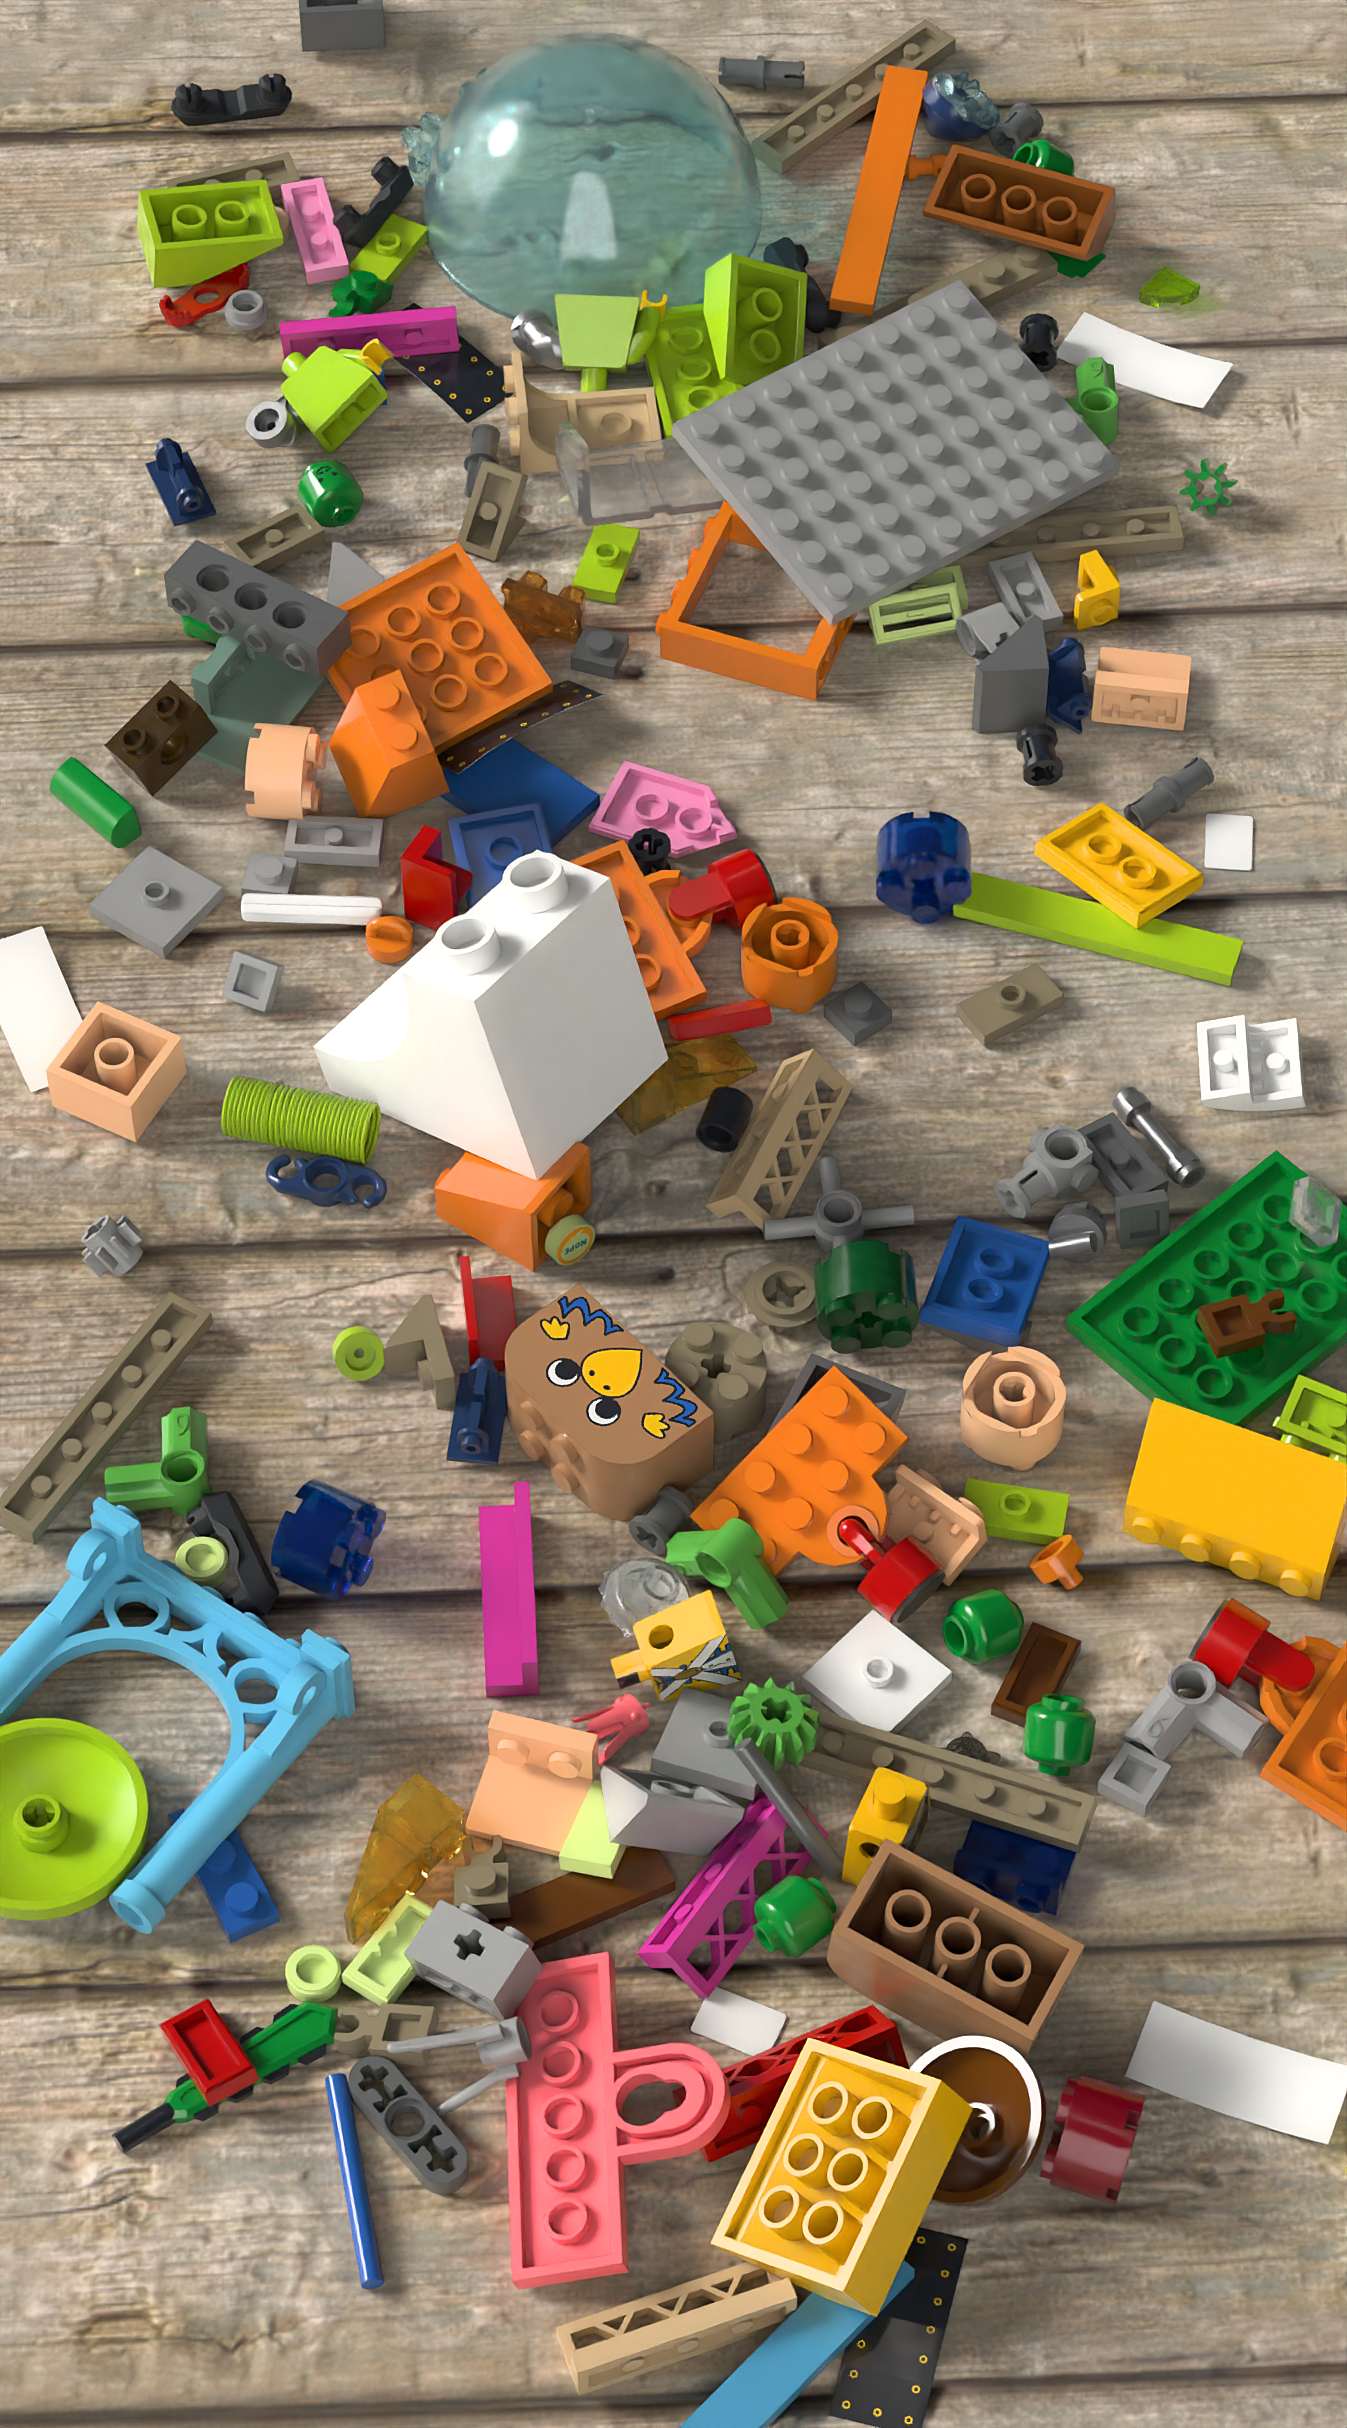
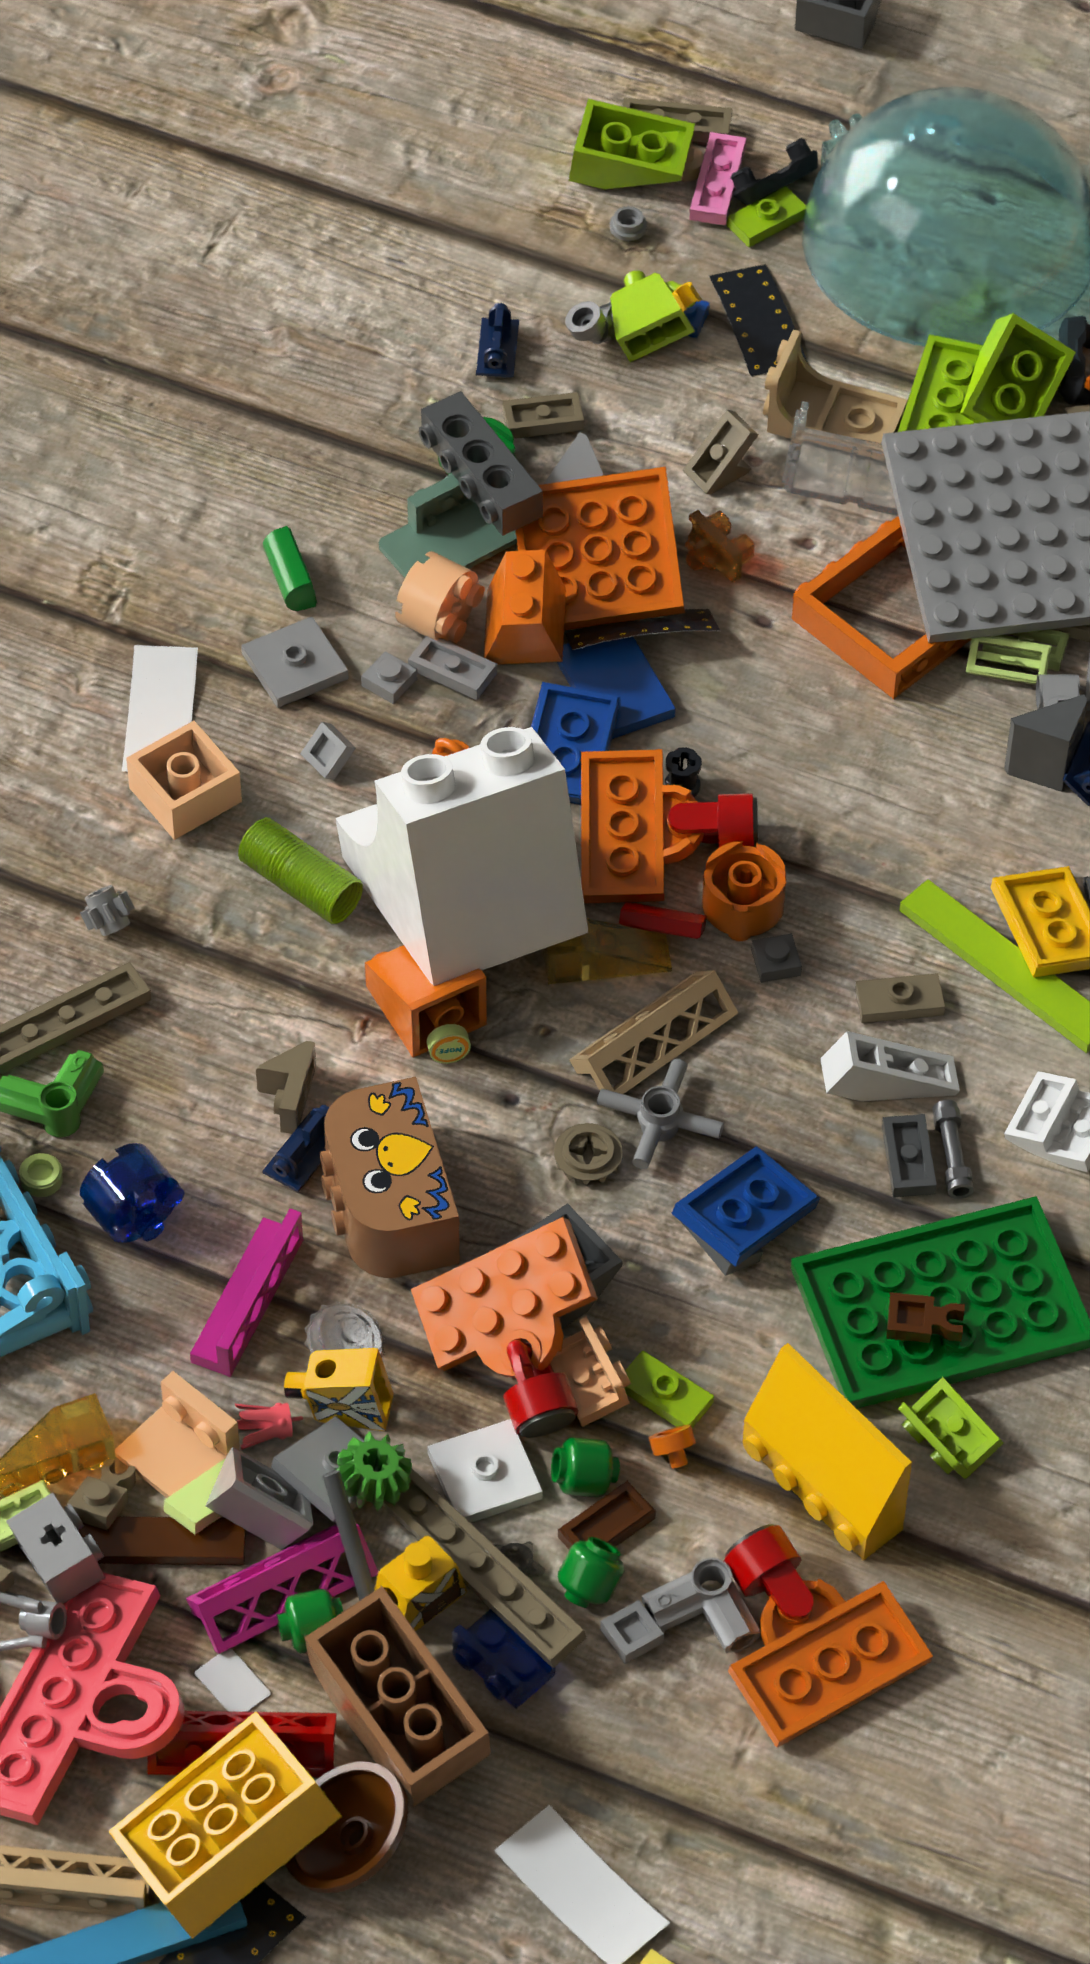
camera: 25 degrees right, 0 degrees up
(161, 738) = (363, 536): dark brown brick -> none
(187, 310) = (586, 206): red piece -> none
(247, 102) = (701, 51): black piece -> none
(256, 1584) = (71, 1148): black piece -> none
(303, 1187) = (315, 930): dark blue piece -> none
(310, 908) = (405, 712): white axle -> none
(330, 491) = (604, 393): green head -> none
(358, 1353) = (240, 1064): lime tile -> none
(359, 292) = (722, 240): green plate -> none
(400, 331) = (715, 278): dark pink fence -> none
(429, 883) = (497, 710): red panel -> none
(483, 447) = (748, 400): dark grey axle -> none
(487, 1314) = (352, 1067): red panel -> none
(594, 335) = (880, 340): lime torso -> none
(599, 652) = (744, 596): dark grey plate -> none
(606, 561) = (791, 527): lime plate -> none
(661, 1520) = (391, 1284): dark grey bush -> none
(664, 802) = (722, 737): bright pink tile -> none
(724, 1119) = (621, 998): black beam -> none
(725, 1372) = (493, 1195): dark tan brick -> none
(733, 1562) = (417, 1337): bright green piece -> none
(866, 1297) = (640, 1178): dark green brick -> none
(923, 865) = (887, 861): clear blue brick -> none
(1012, 1407) = (705, 1309): light nougat brick -> none
(1039, 755) = (1040, 809): black bush -> none
(1040, 1084) = (886, 1070): none -> white slope
(1055, 1168) = (845, 1140): light grey connector -> none
(1077, 1233) = (841, 1197): flat silver piece -> none
(1096, 2138) = (430, 1882): dark red brick -> none
(1142, 1218) = (897, 1206): dark grey plate -> none
(1315, 1211) = (1031, 1255): clear plate -> none

